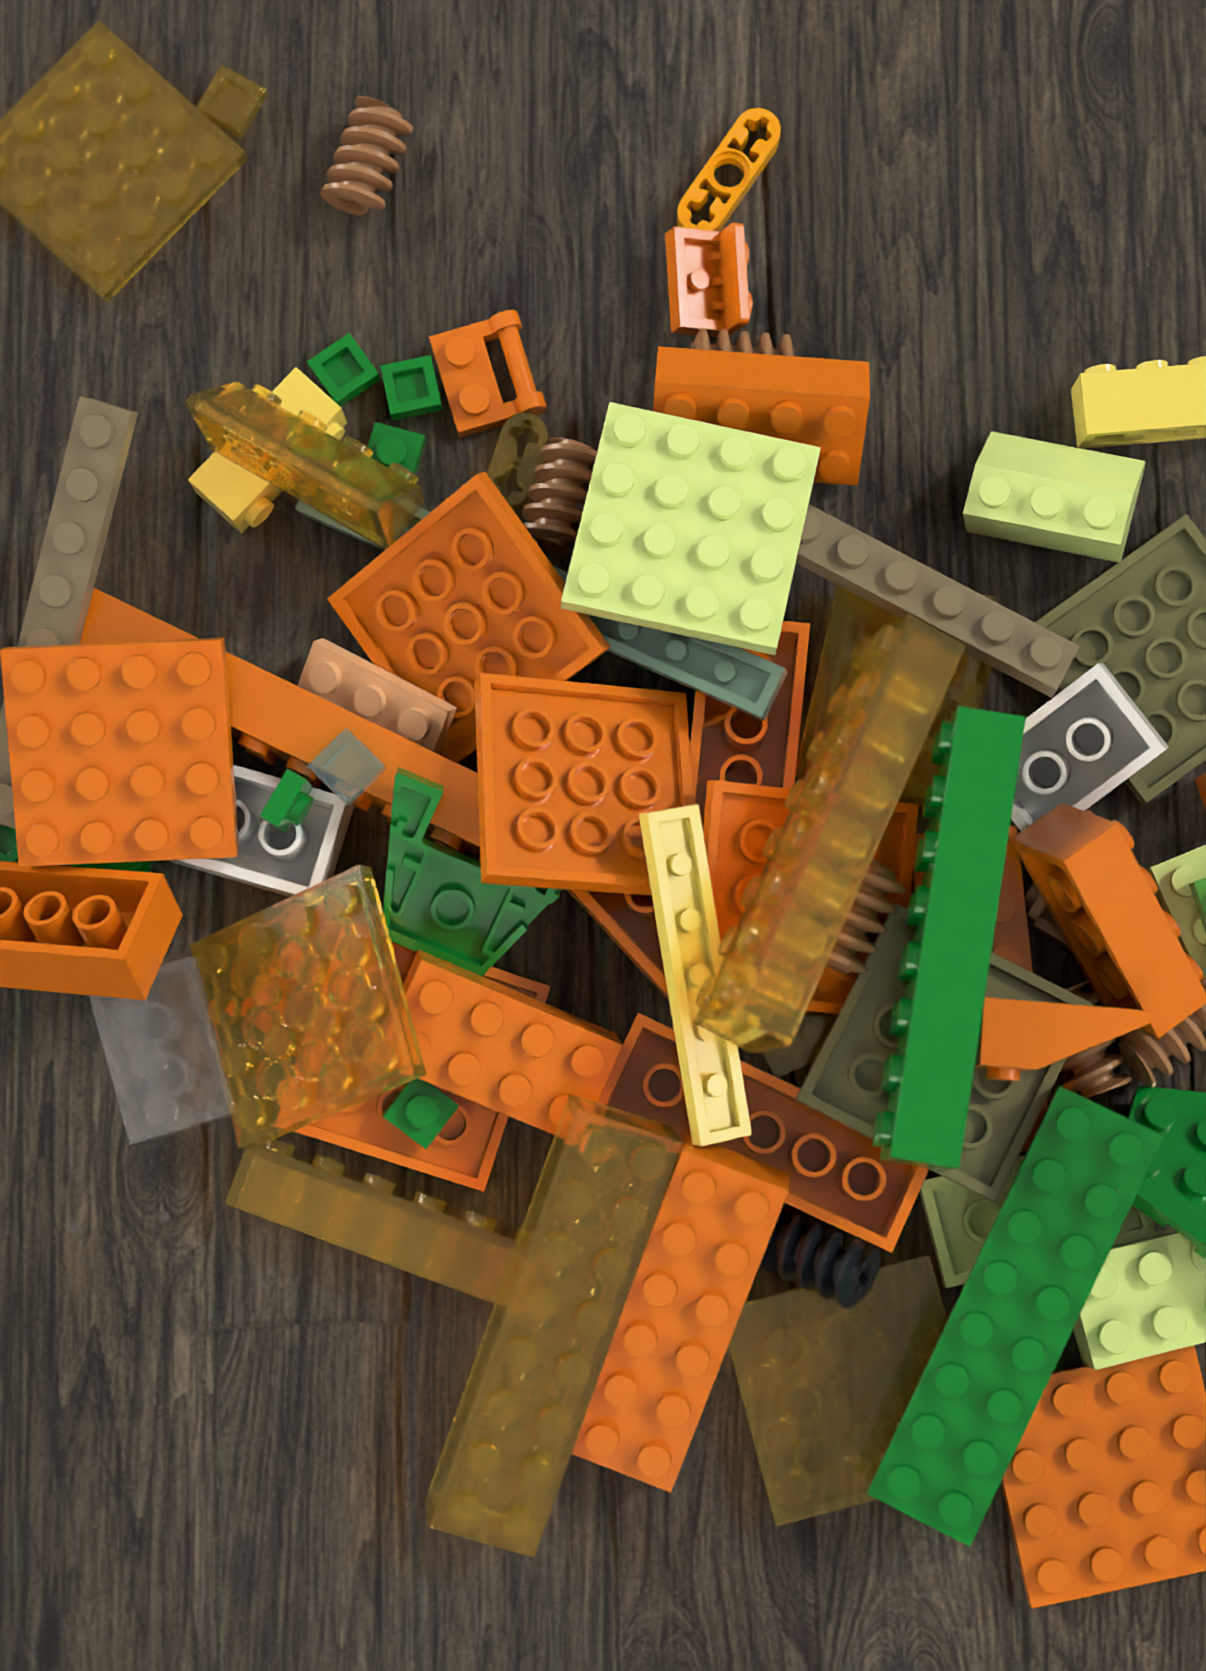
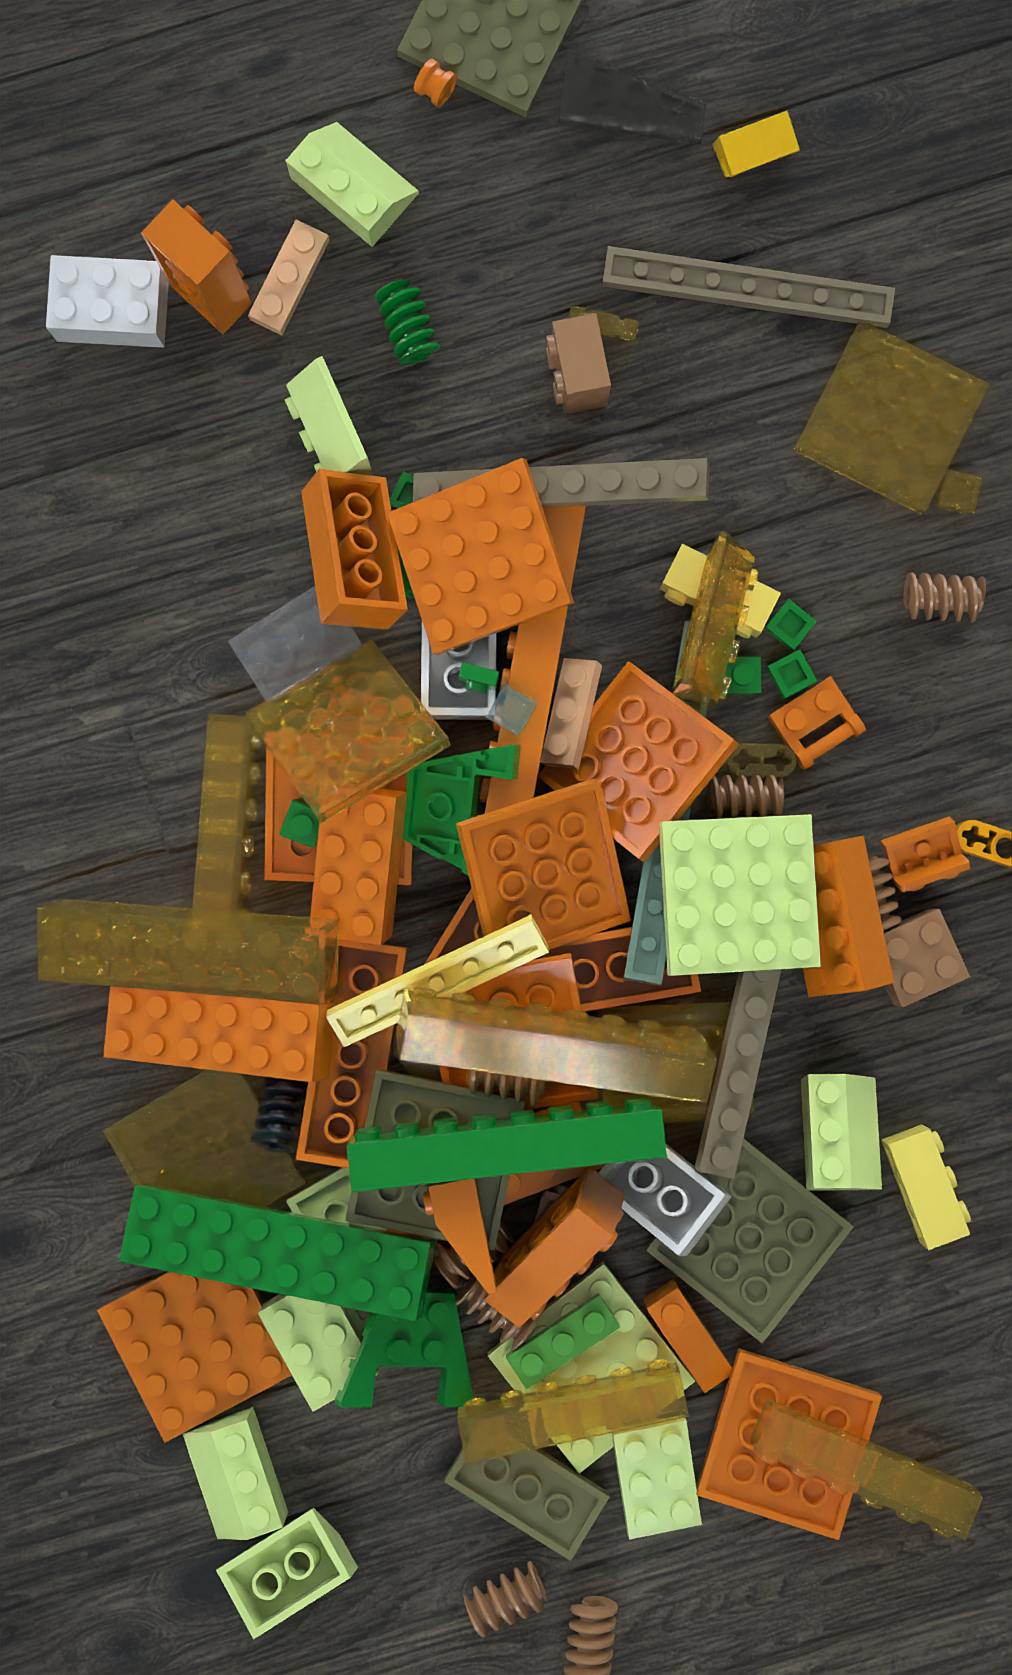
camera: 75 degrees right, 5 degrees up
(847, 318) = (922, 958): none -> medium nougat brick

